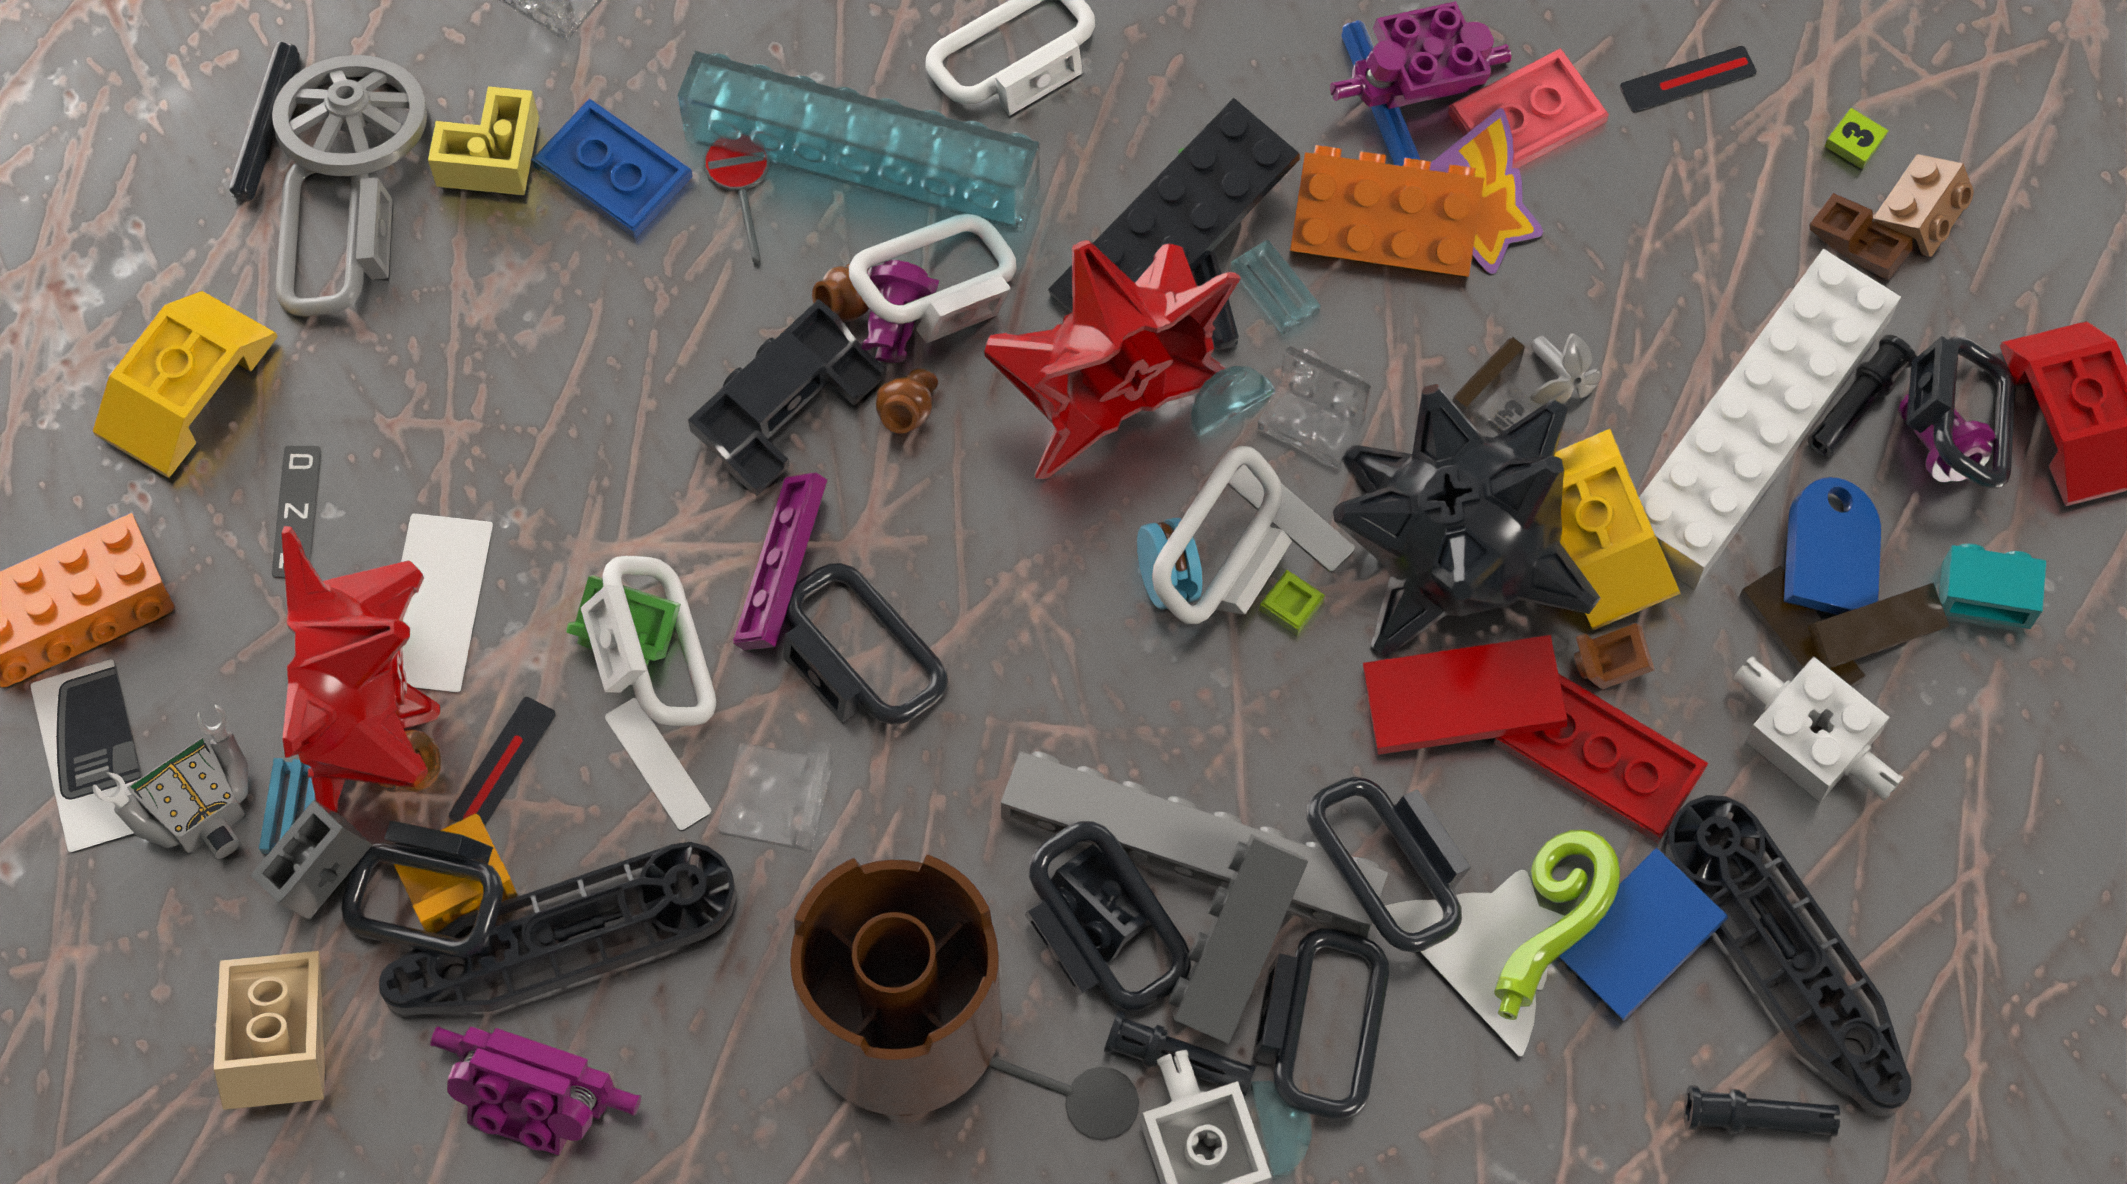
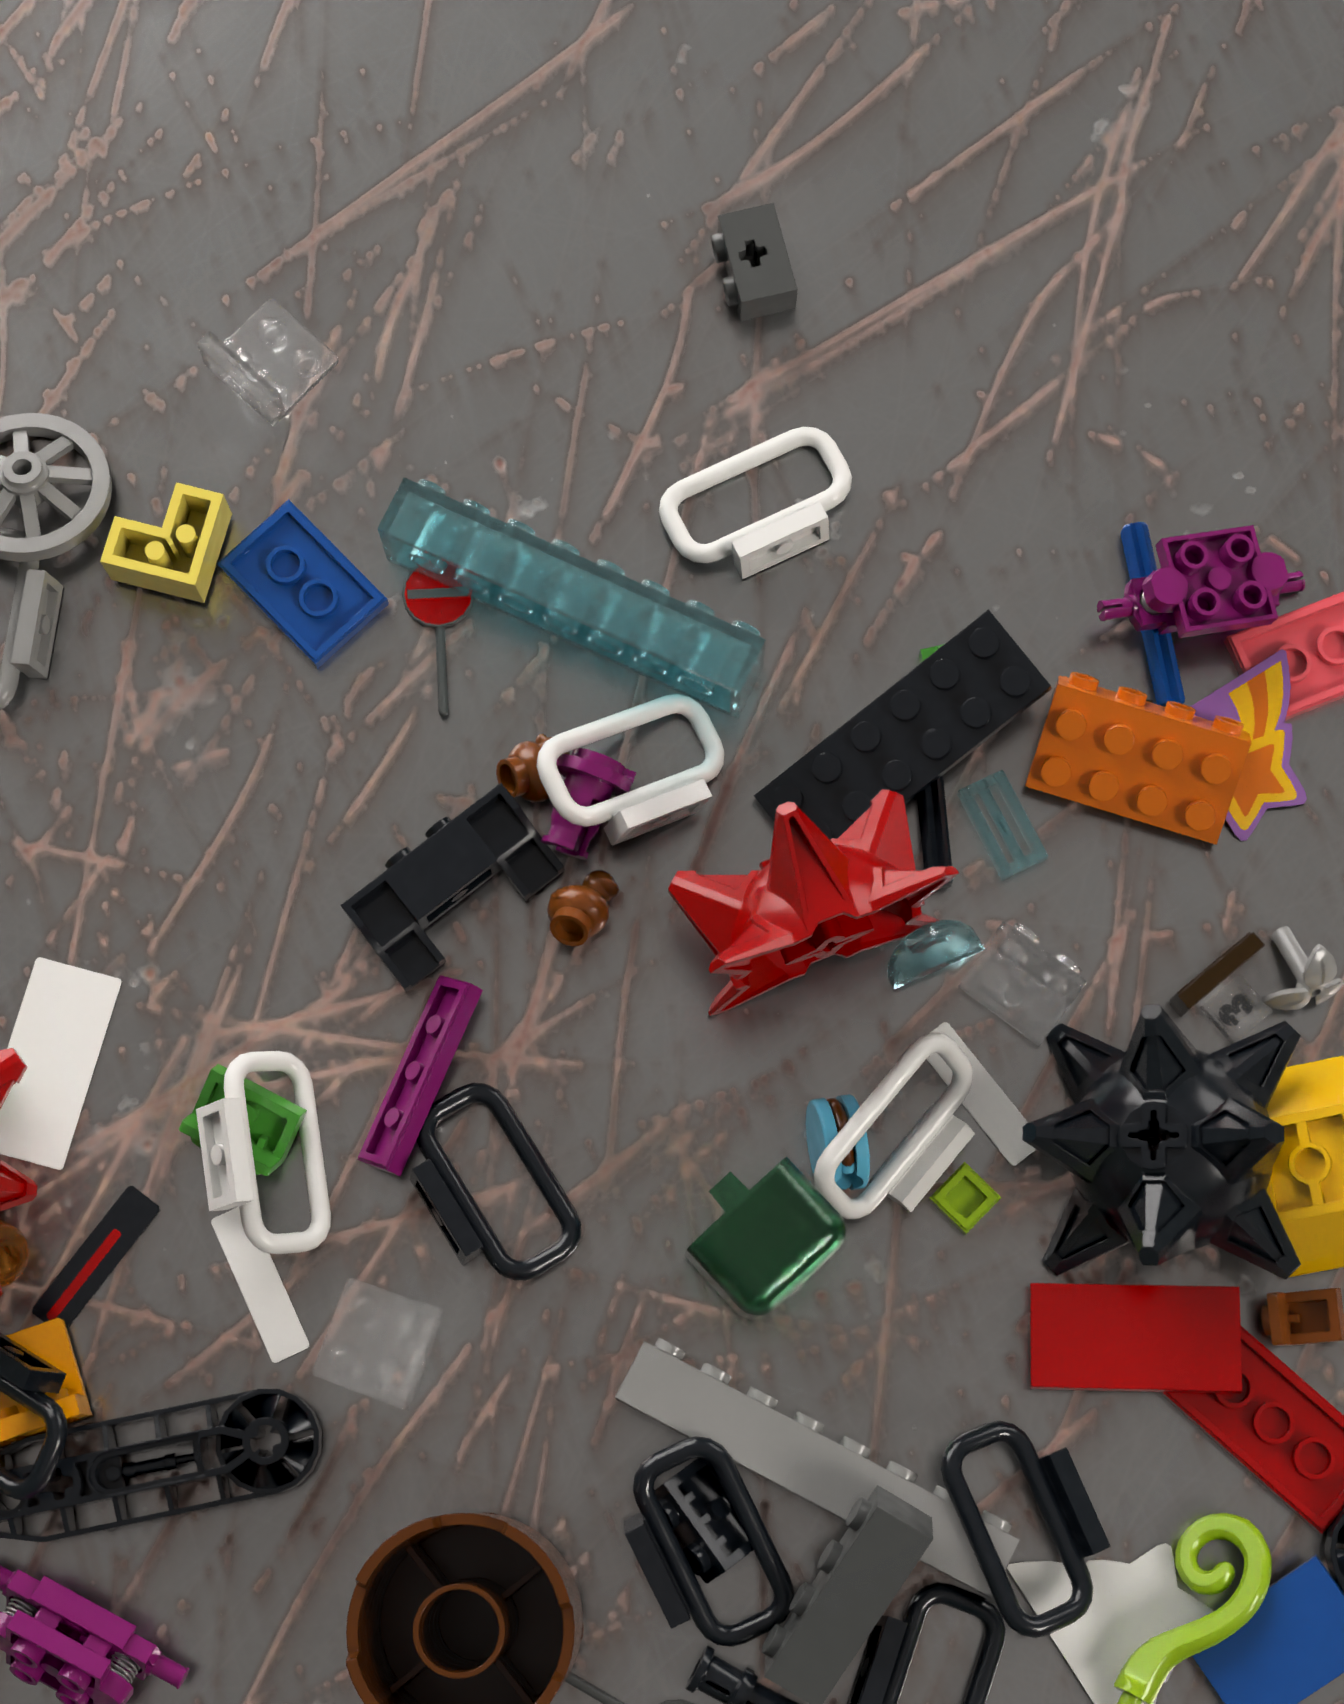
camera: 10 degrees right, 10 degrees up
(1116, 645) = (766, 1239): none -> clear green piece

